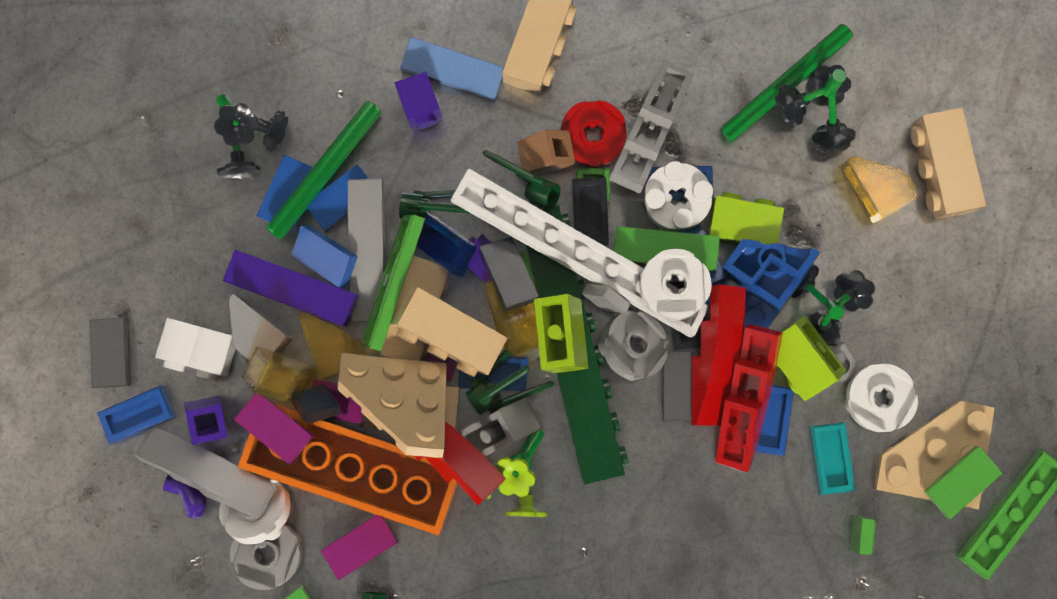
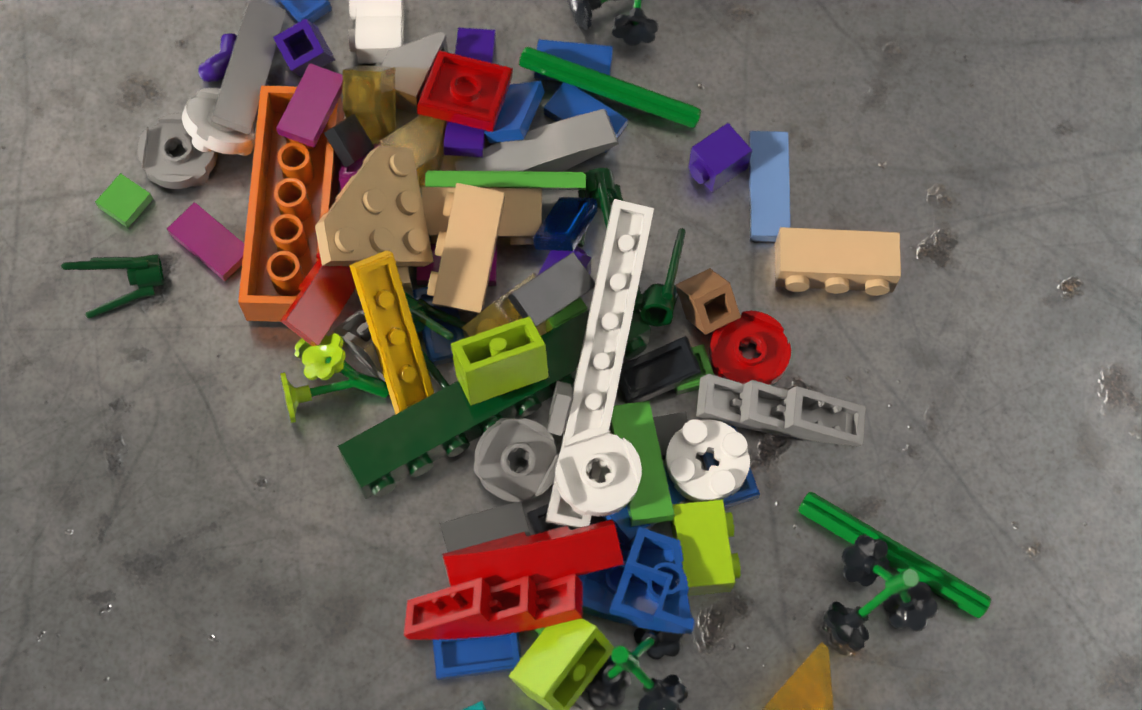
camera: 70 degrees right, 15 degrees down
(295, 292) = (465, 91): none -> red tile
(507, 414) = (392, 329): none -> yellow tile

